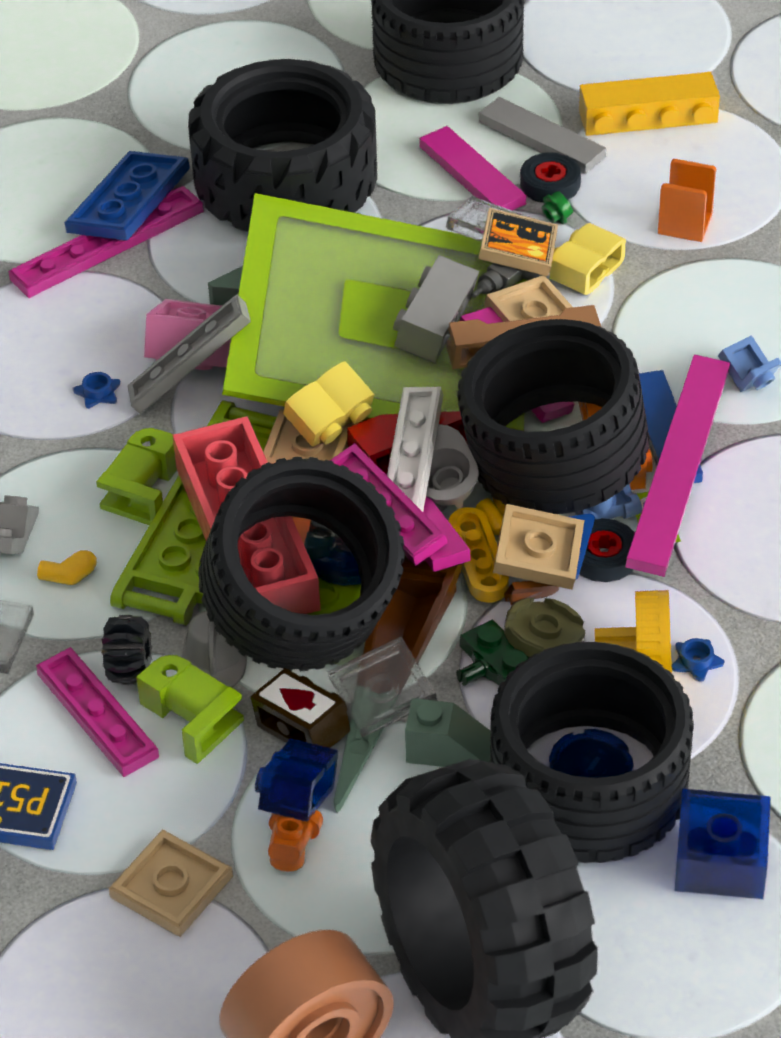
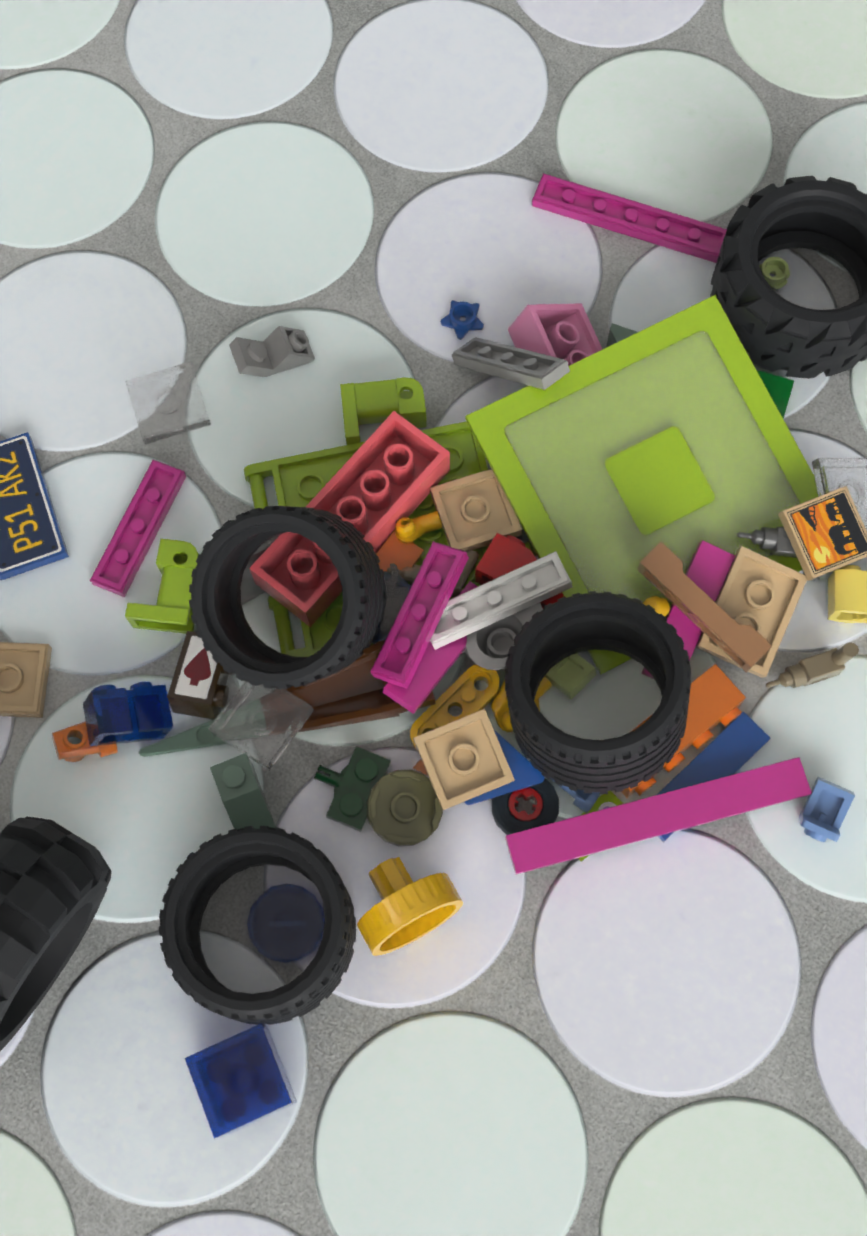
camera: 60 degrees right, 25 degrees up
(70, 570) = (260, 422): yellow arm -> none
(126, 648) = (189, 513): black gear -> none
(127, 195) = (682, 198): blue tile -> none
(329, 404) = (506, 505): light yellow brick -> none
(440, 300) = (691, 515): light grey brick -> none
(625, 307) = (816, 667): none -> dark tan piece
(696, 648) = (464, 946): blue plate -> none

